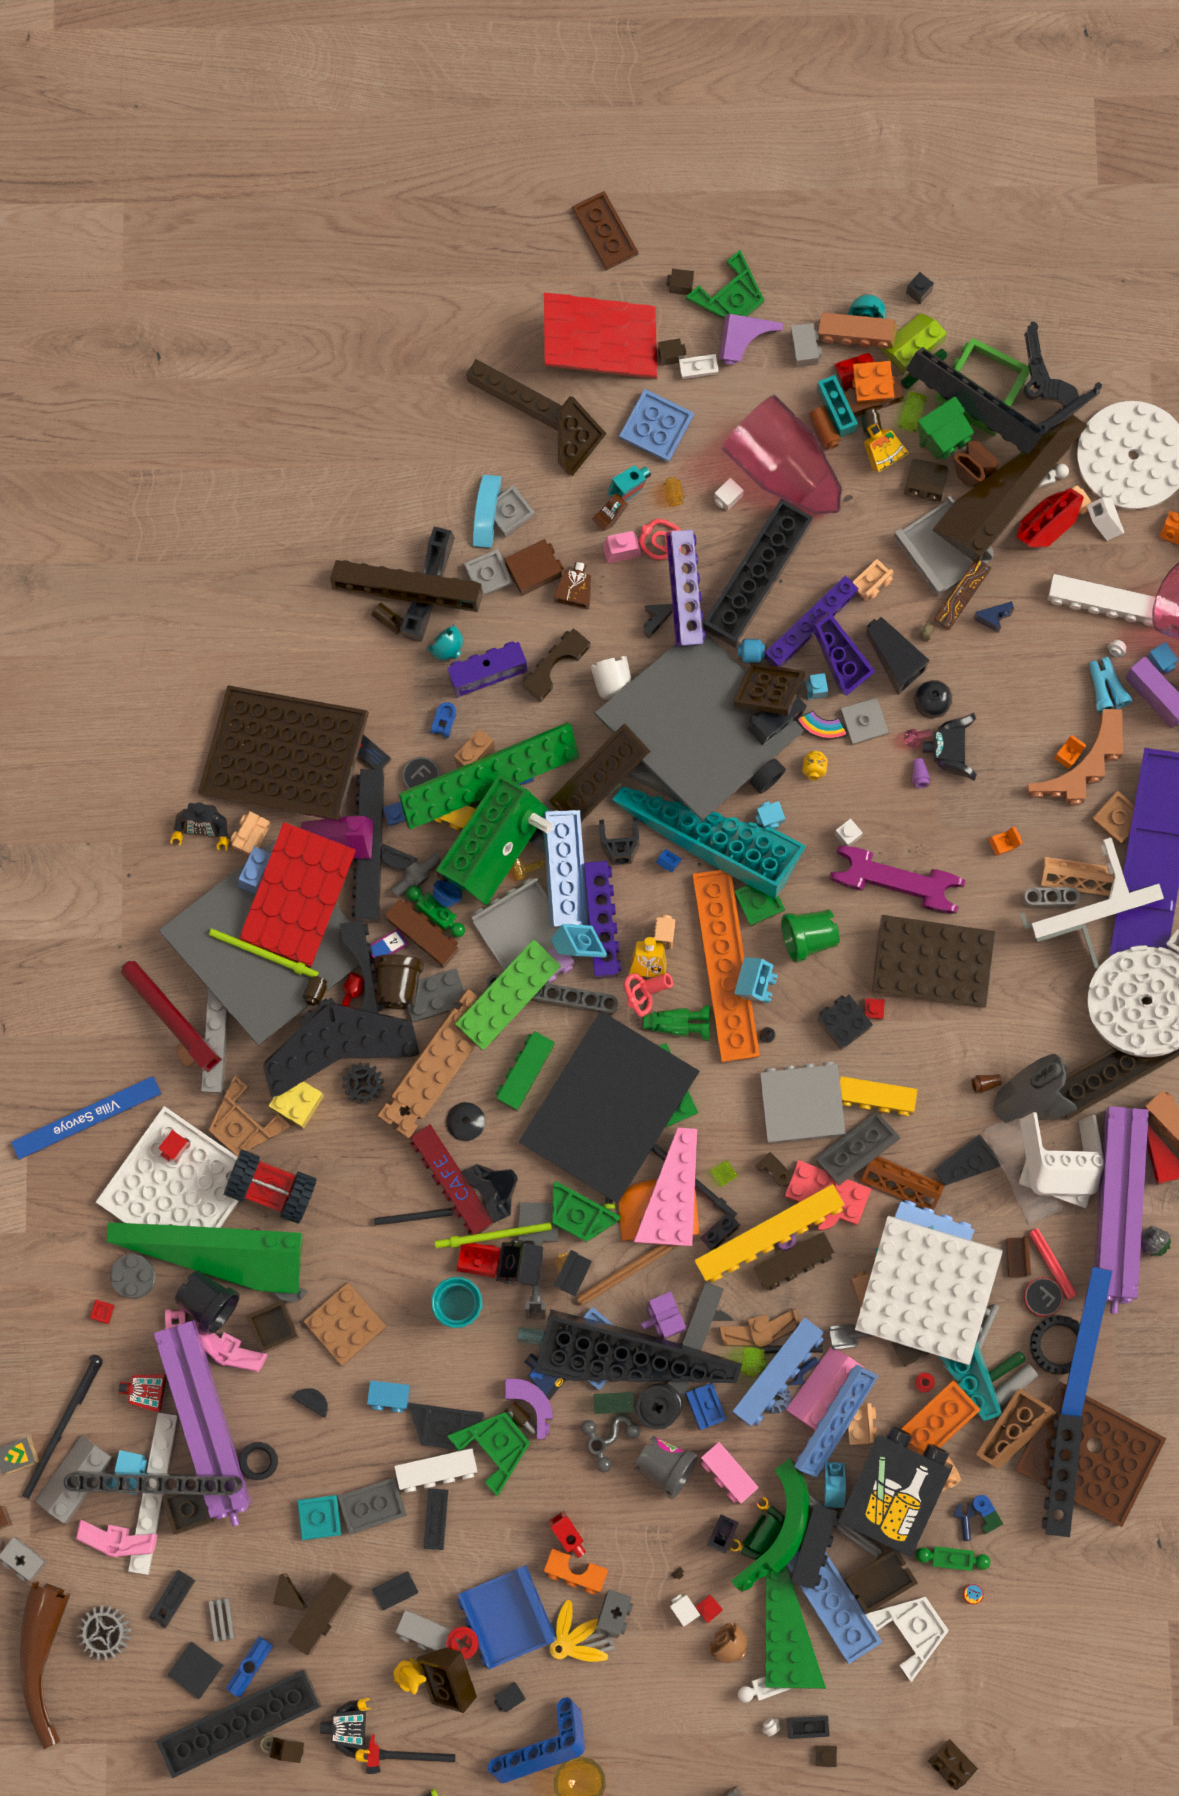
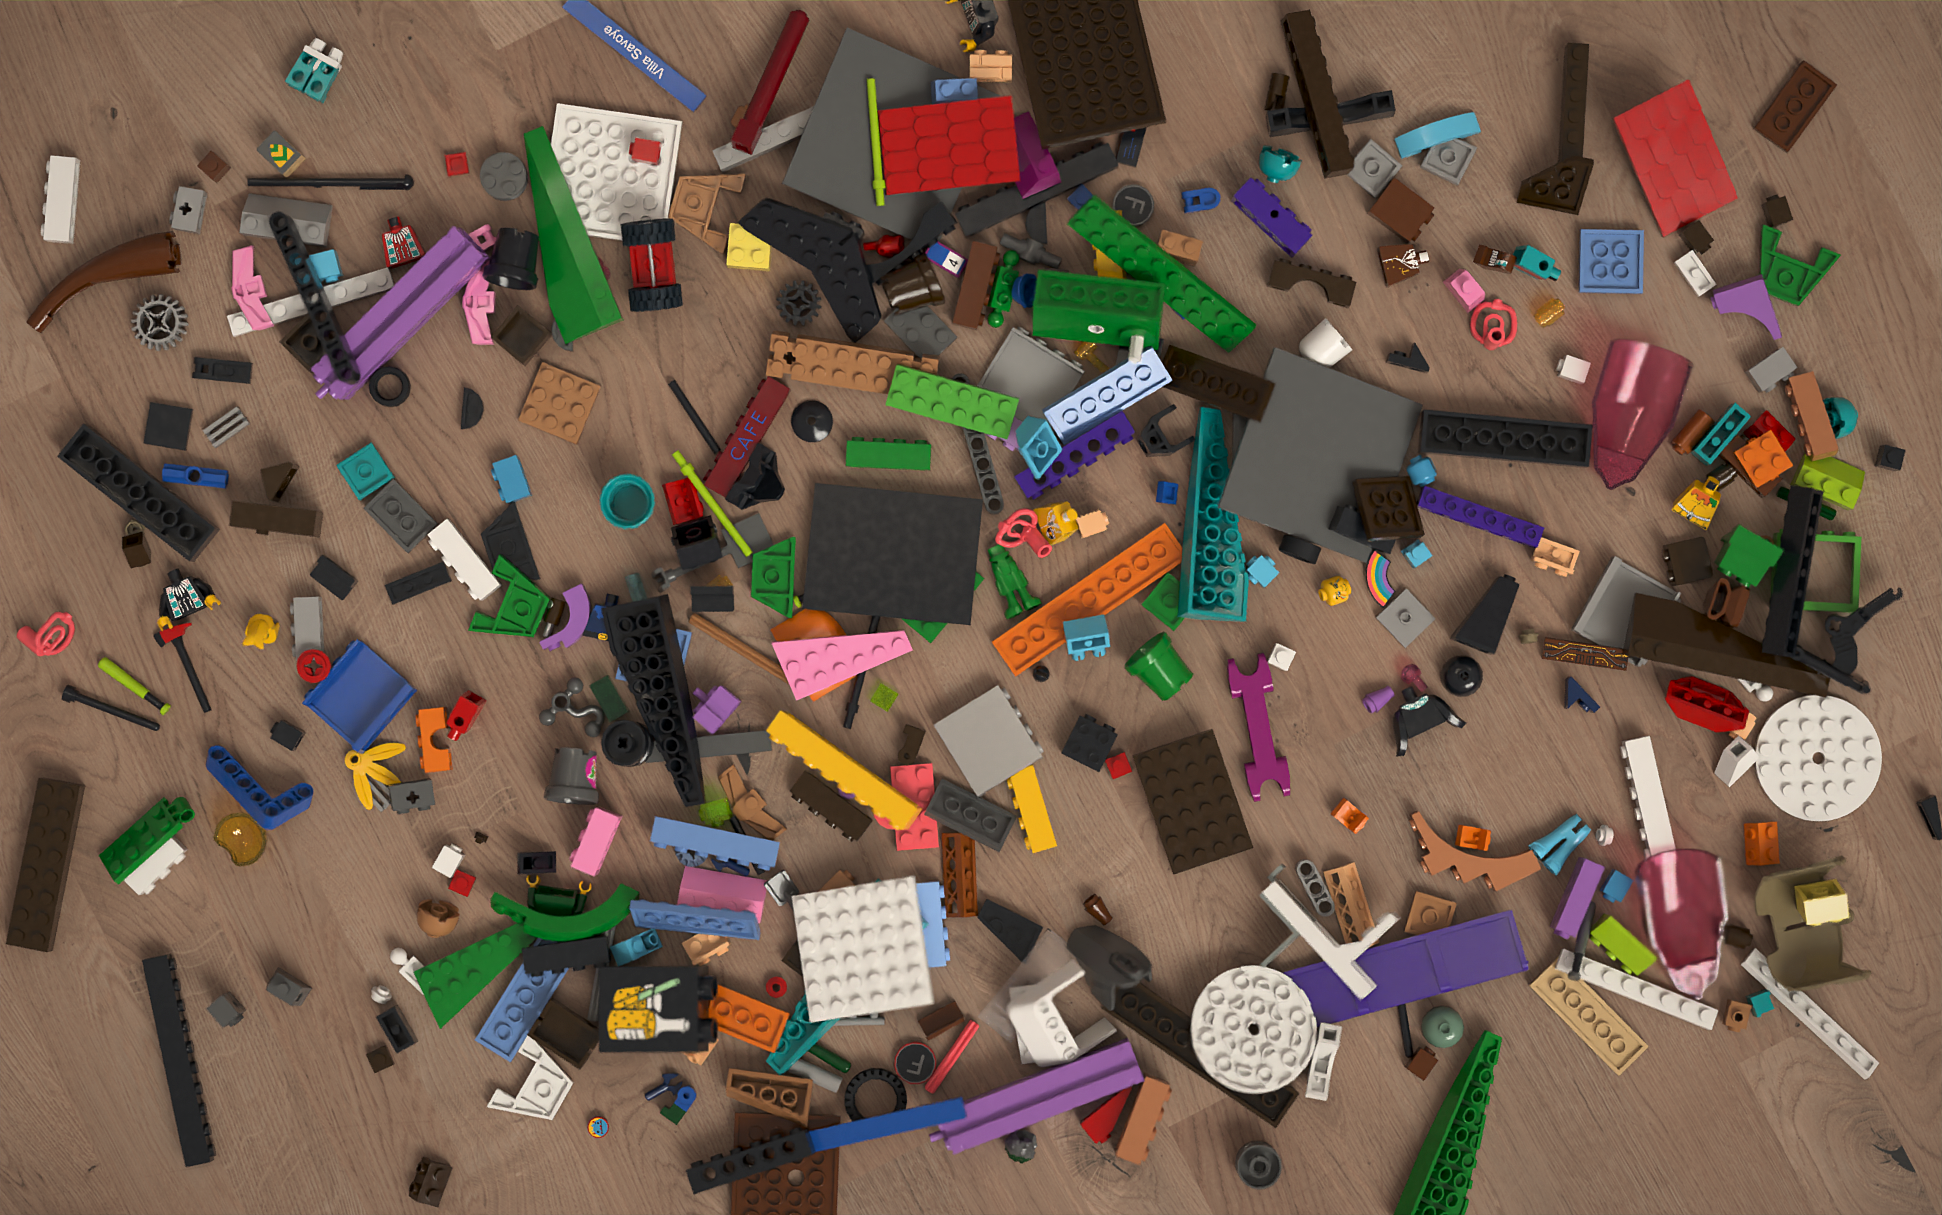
camera: 60 degrees right, 10 degrees up
(315, 990) = (863, 211): dark brown brick -> none
(447, 1679) = (273, 669): dark brown slope -> none
(679, 596) = (1492, 340): brick -> none
(705, 1406) = (649, 788): blue plate -> none
(719, 1231) = (824, 720): black hinge -> none
(842, 656) = (1456, 567): dark purple wedge -> none
(912, 411) = (1755, 512): clear neon green plate -> none
(953, 1558) = (622, 1092): green plate -> none

